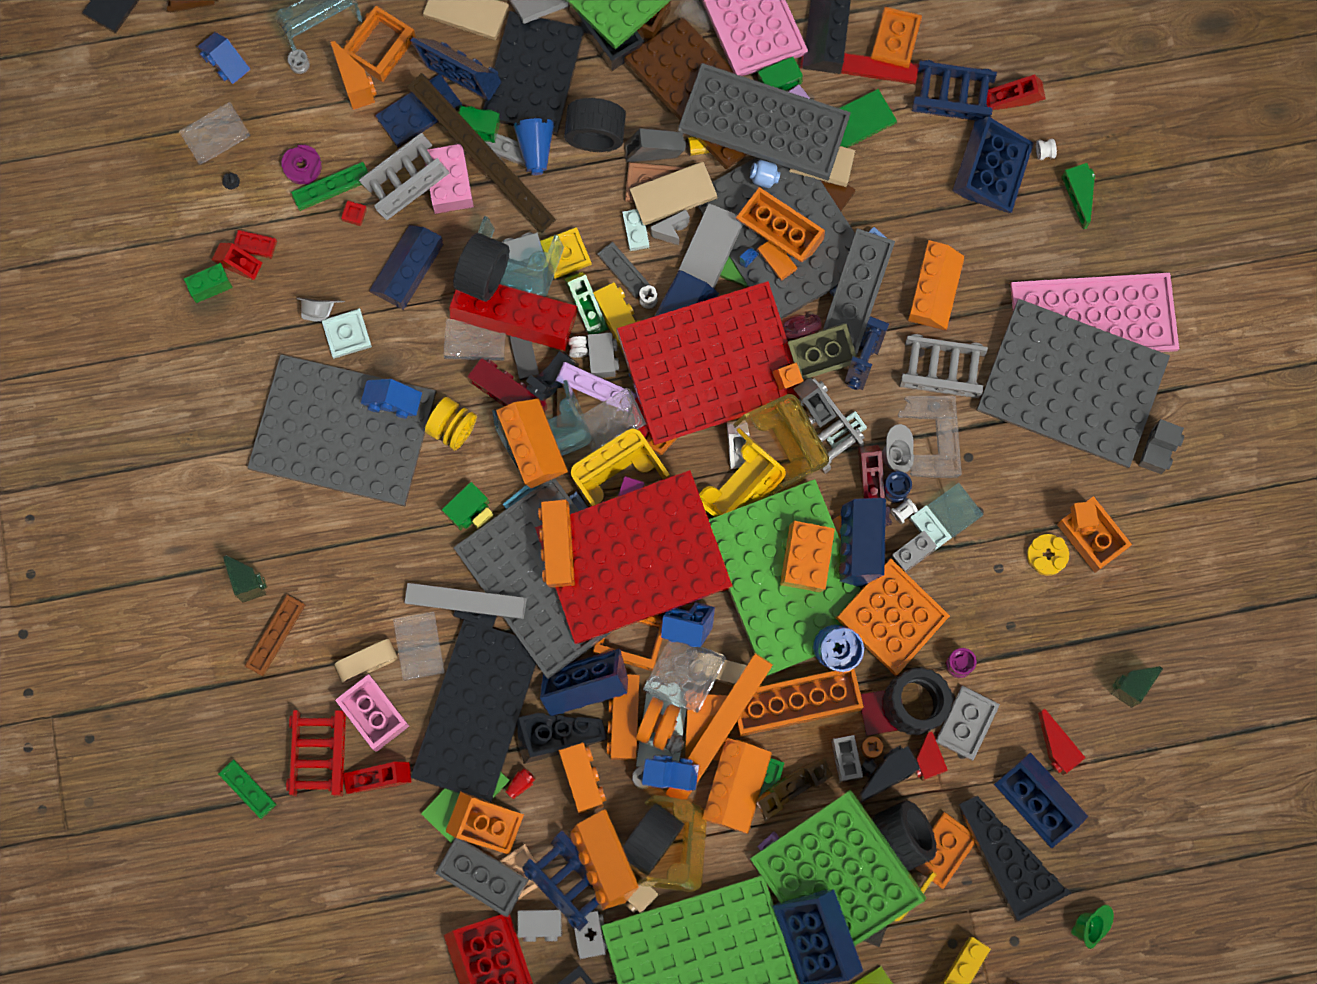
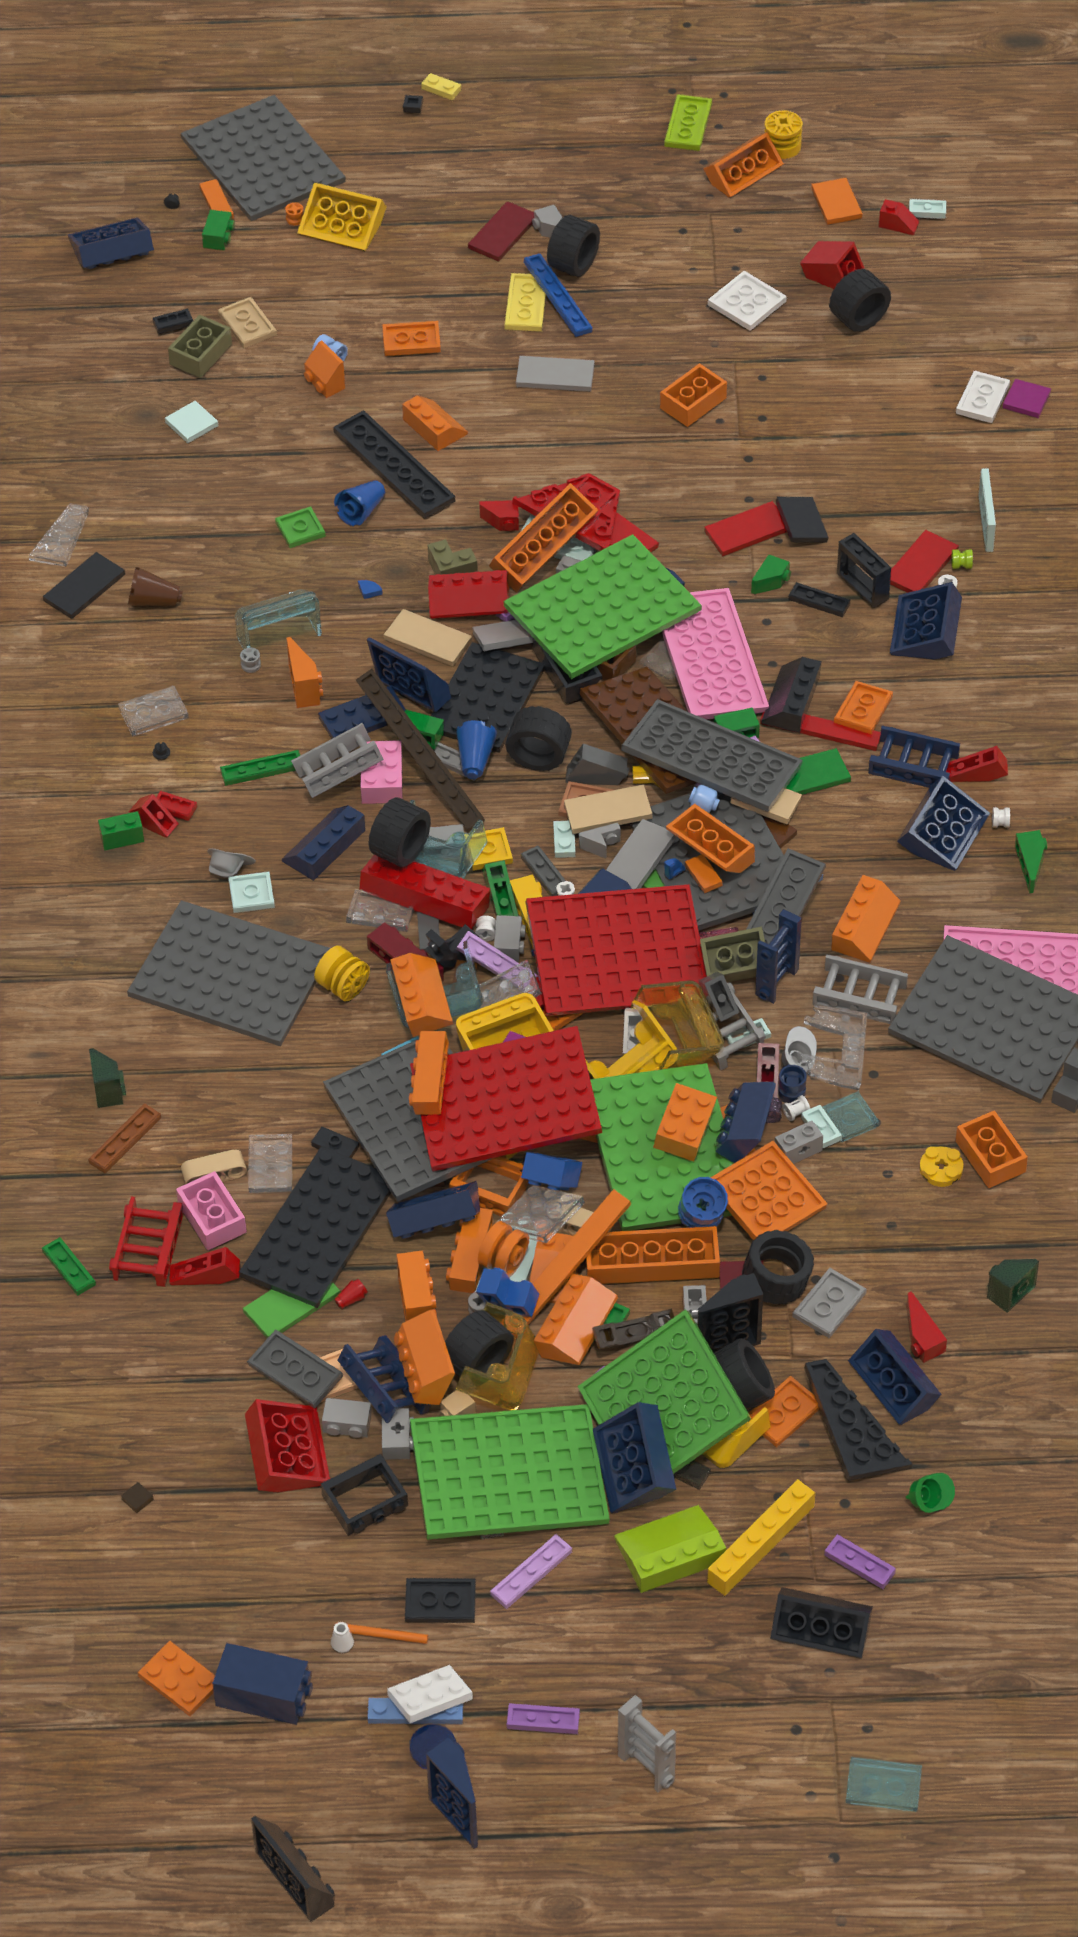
camera: 10 degrees right, 25 degrees down
(221, 53) = (177, 644): blue brick -> none
(297, 155) = (235, 754): magenta plate -> none
(354, 213) = (280, 791): red plate -> none
(391, 396) = (286, 937): blue brick -> none
(396, 51) = (349, 662): orange window -> none
(465, 601) = (326, 1126): light grey tile -> none
(466, 506) = (343, 1049): green brick -> none
(483, 518) = (358, 1059): light yellow tile -> none
(484, 823) = (307, 1319): orange slope -> none
(544, 735) = (378, 1253): black wedge -> none
(675, 744) = (518, 1273): dark grey plate -> none
(787, 376) = (694, 968): orange brick -> none
(930, 758) = (782, 1326): red slope -> none
(961, 663) = (831, 1244): magenta wheel -> none
(1084, 517) = (980, 1122): orange brick -> none

